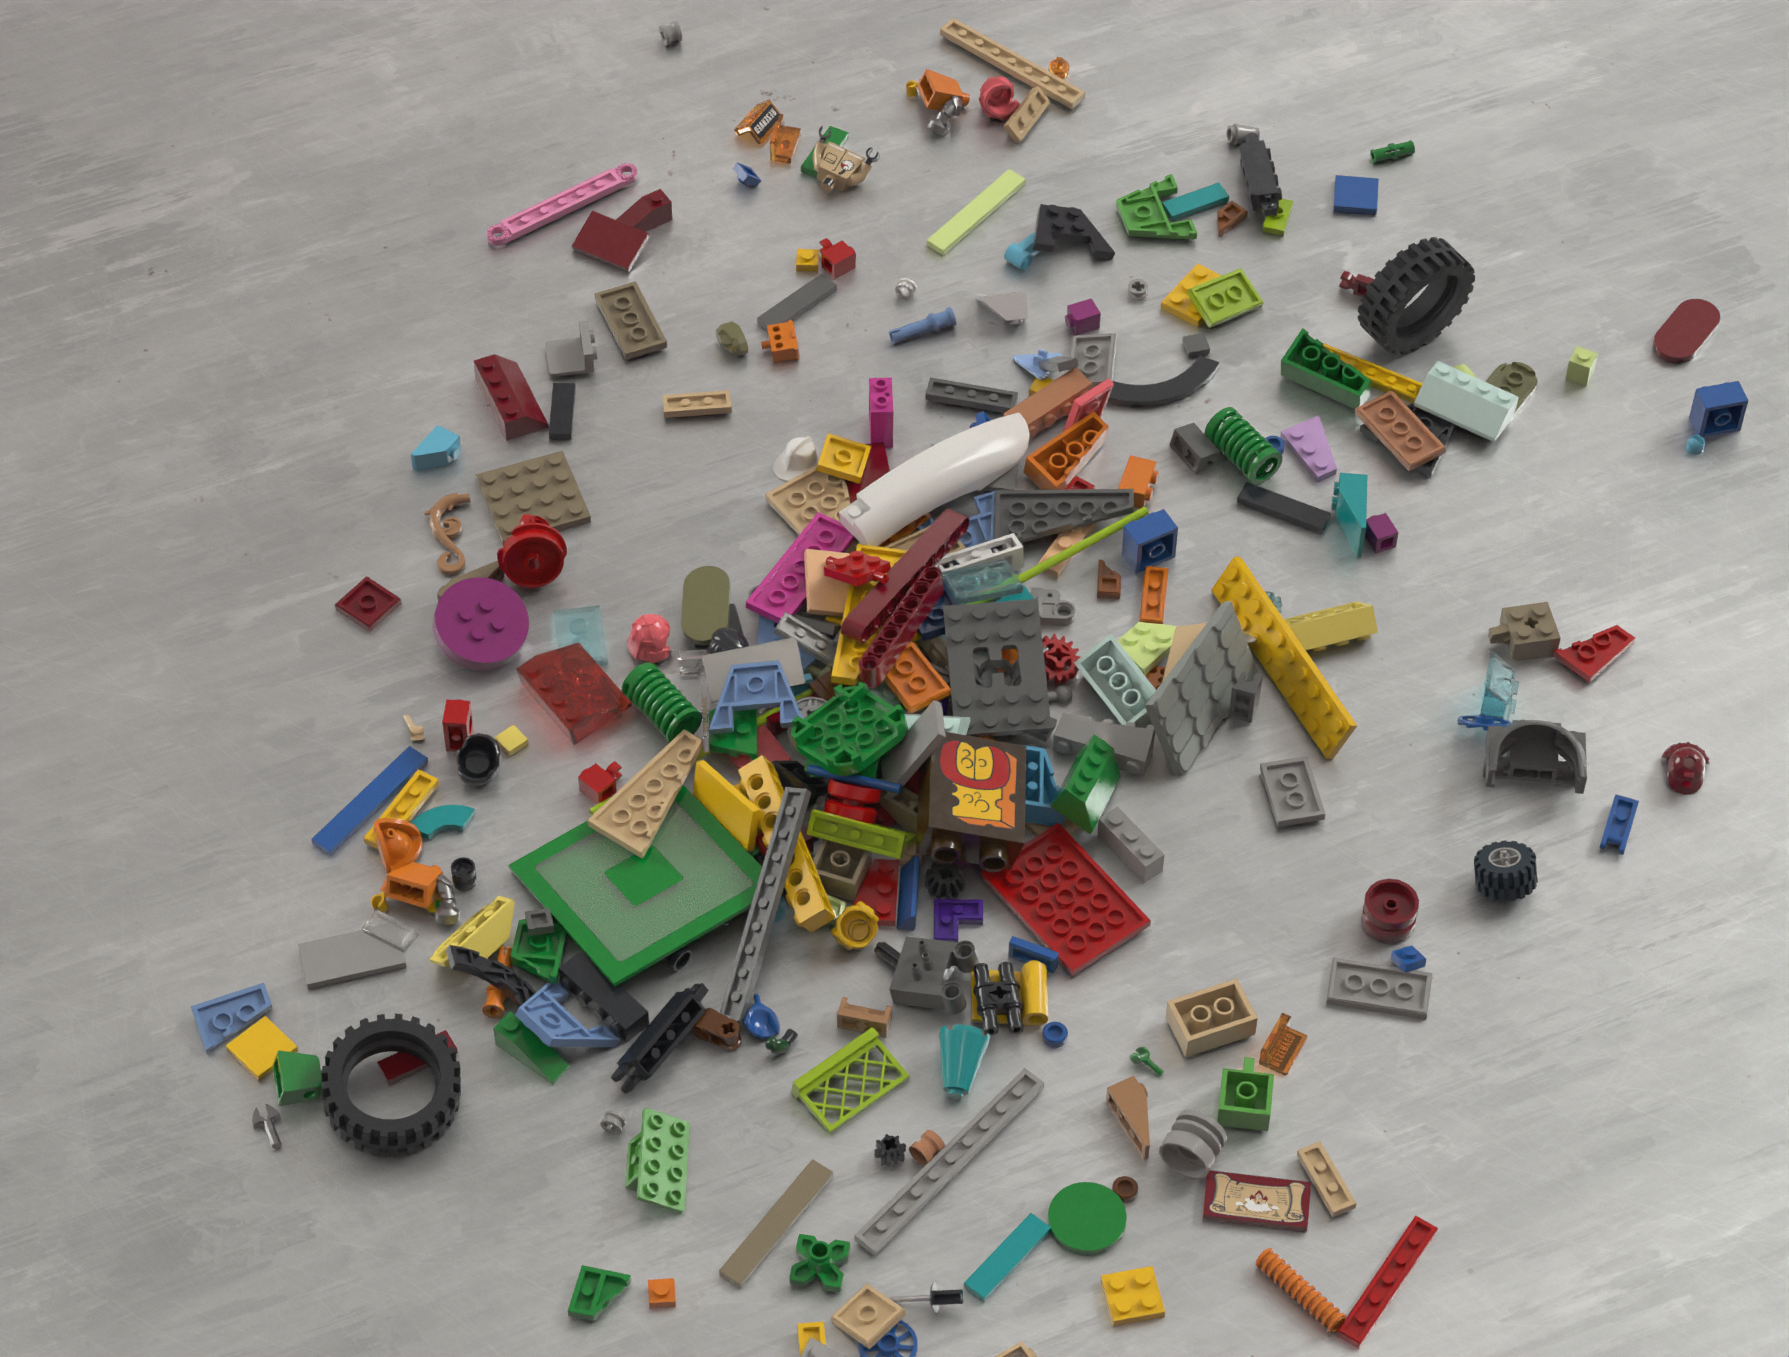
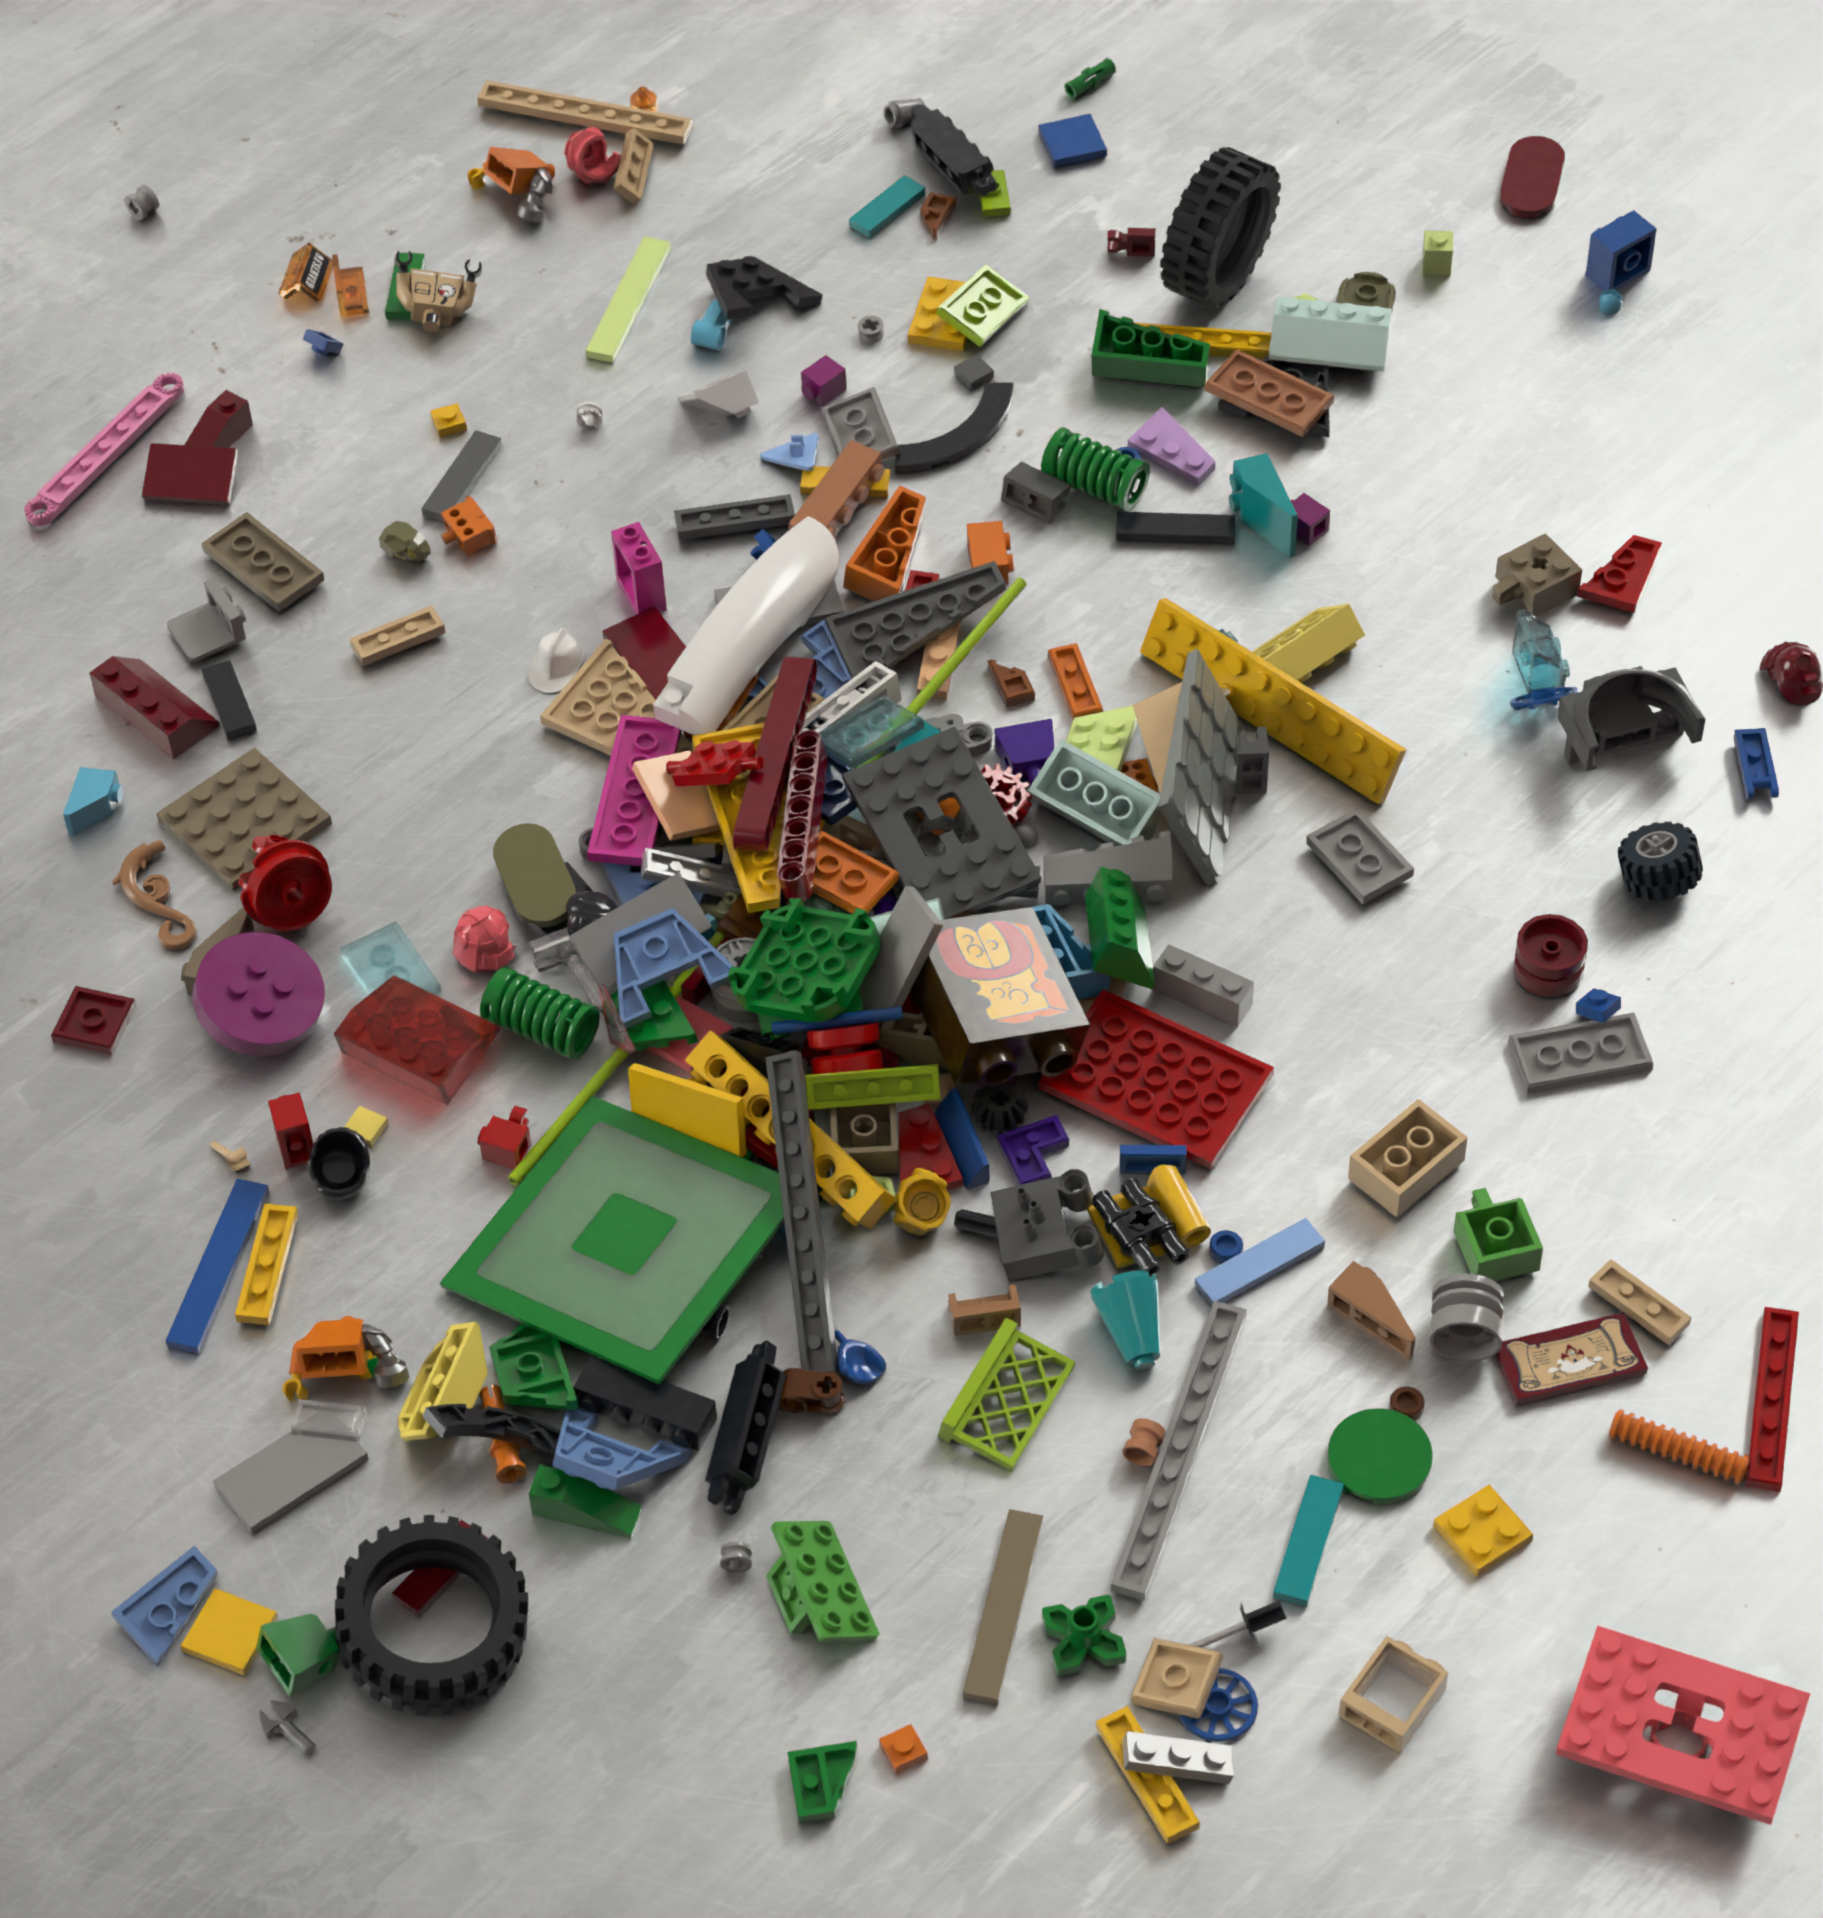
camera: 20 degrees left, 0 degrees up
(397, 842) = (283, 1306): orange hat -> none
(443, 818) = (322, 1256): teal tile -> none
(463, 874) = (388, 1313): black wheel -> none
(539, 922) = (520, 1339): dark grey plate -> none
(643, 802) = (578, 1144): tan wing -> none
(782, 1045) = (900, 1381): dark green arm -> none
(837, 258) = (486, 406): red brick -> none
(843, 458) = (618, 640): yellow plate -> none
(890, 1150) = (1100, 1462): black gear -> none
(931, 323) = (642, 446): medium blue pin -> none
(1058, 363) = (827, 443): dark grey tile -> none
(1073, 1053) = (1260, 1262): none -> light blue tile
(1091, 401) = (893, 476): coral tile -> none
(1091, 629) = (1025, 747): none -> dark purple torso
(1143, 1056) = (1346, 1234): green hand -> none
(1145, 215) = (837, 241): bright green wing -> none
(1149, 541) = (1042, 616): blue brick -> none
(1282, 1046) = (1505, 1163): clear orange panel -> none

